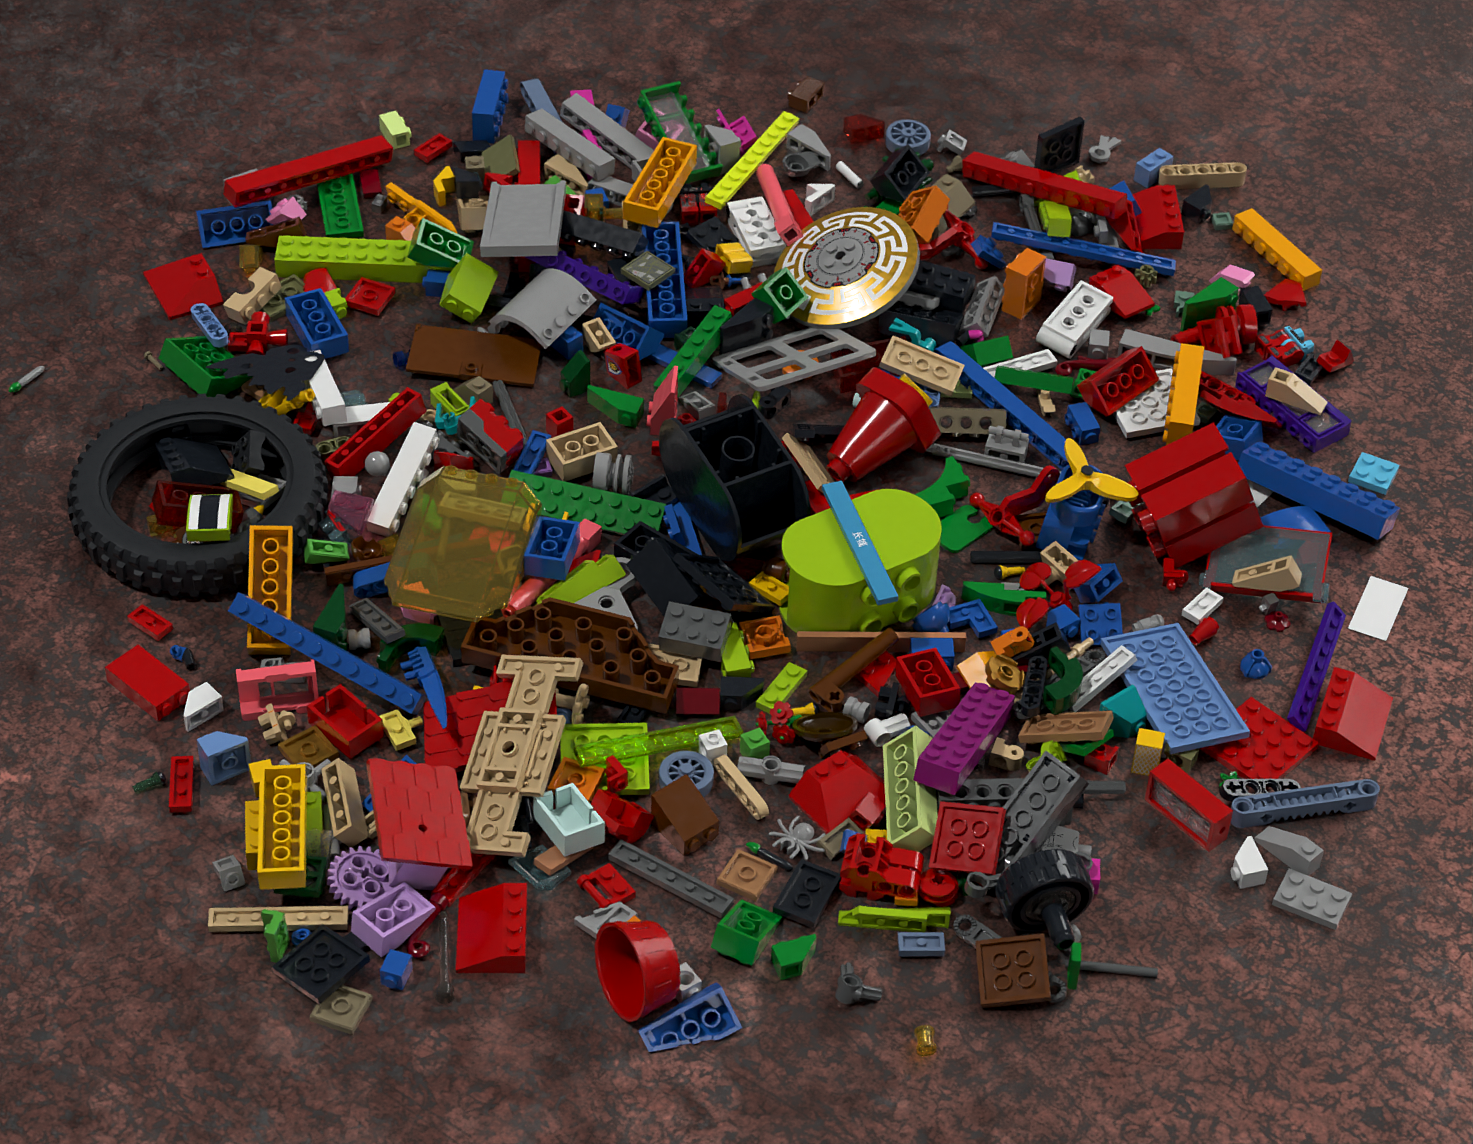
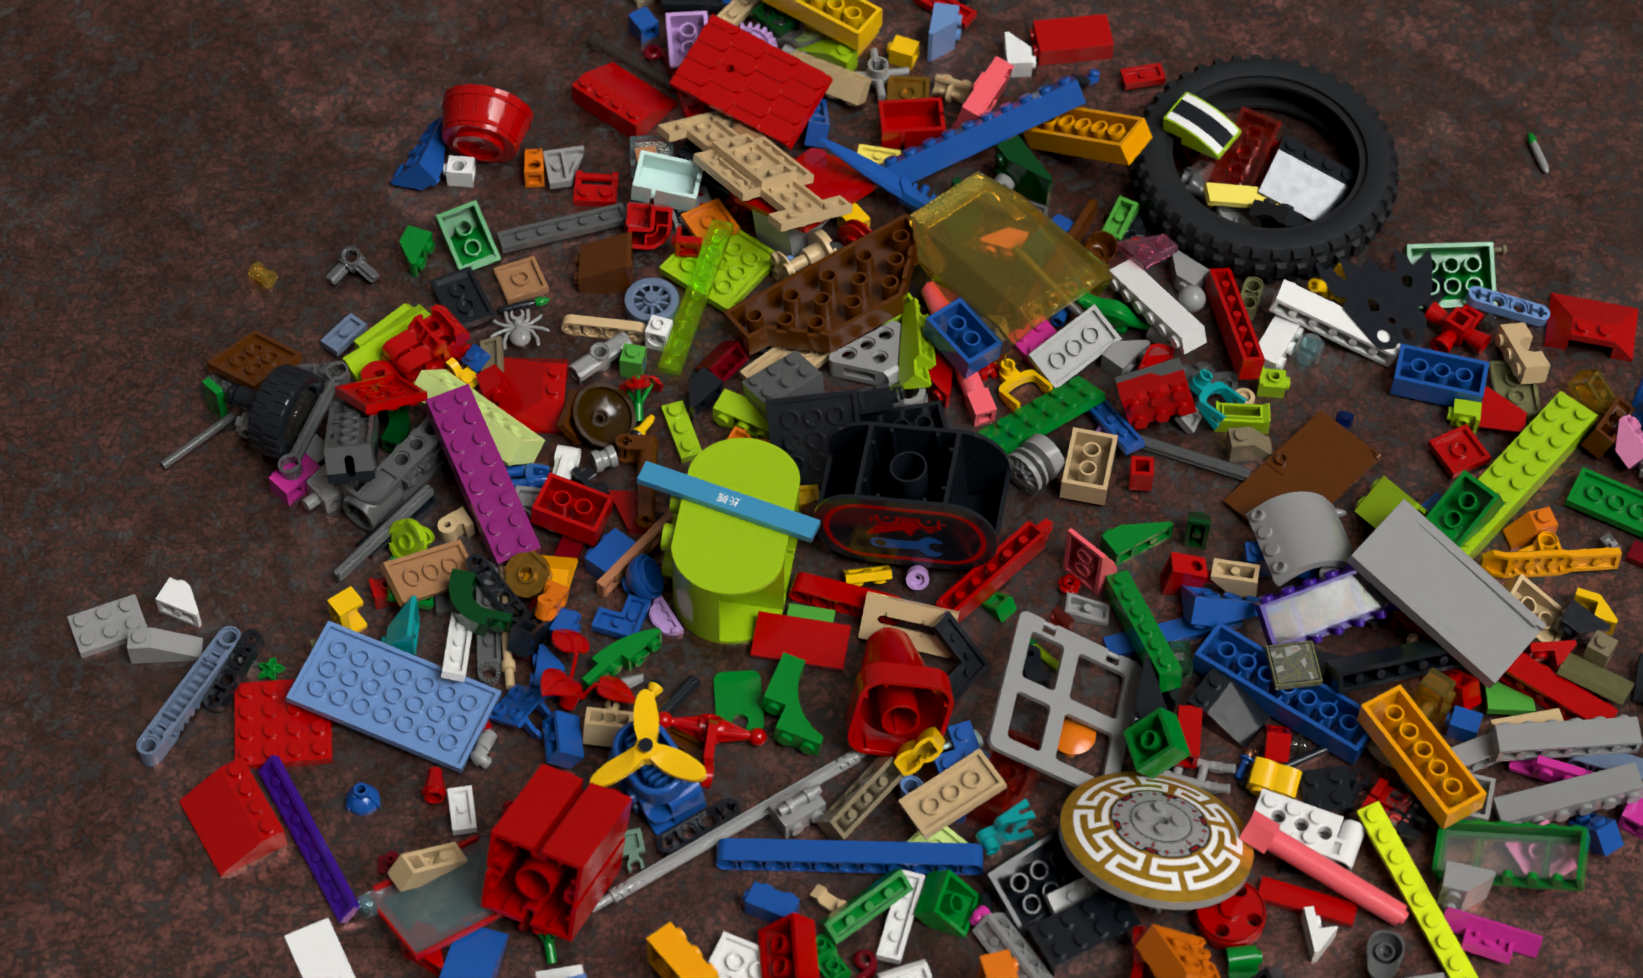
camera: 130 degrees right, 10 degrees up
(1188, 805) = (269, 597): red brick -> none

